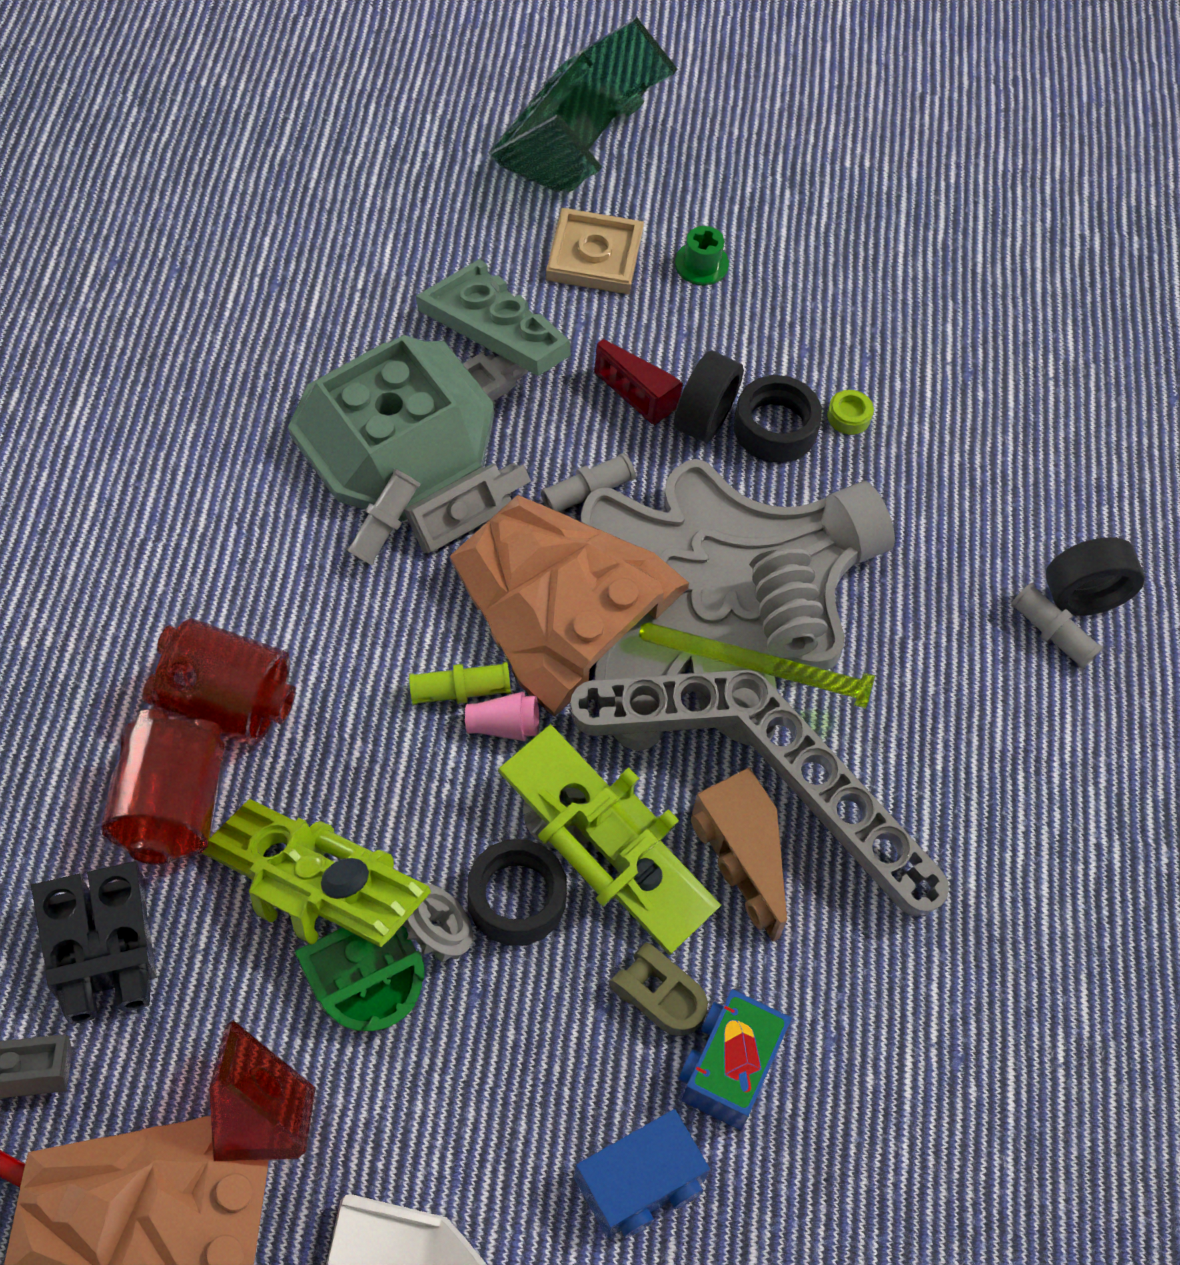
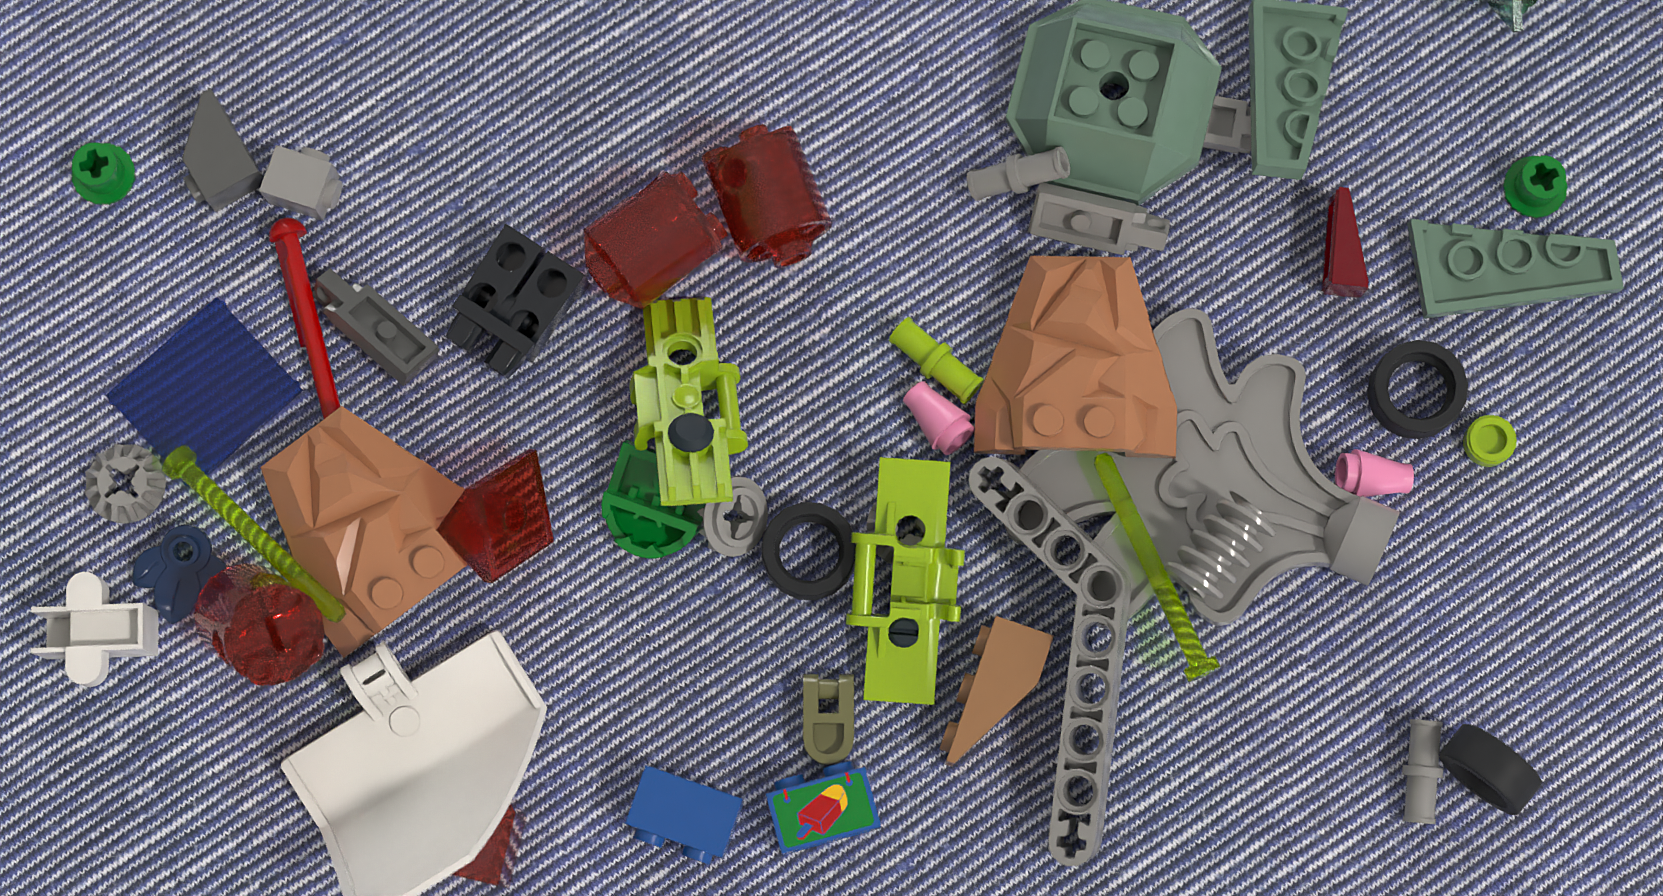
camera: 55 degrees right, 20 degrees up
(578, 487) = (1205, 295): light grey pin -> none
(595, 251) = (1456, 89): tan tile -> none
(708, 396) = (1374, 320): black tyre -> none
(744, 310) = (1487, 269): none -> sand green wing
(812, 485) = (1372, 475): none -> bright pink cone

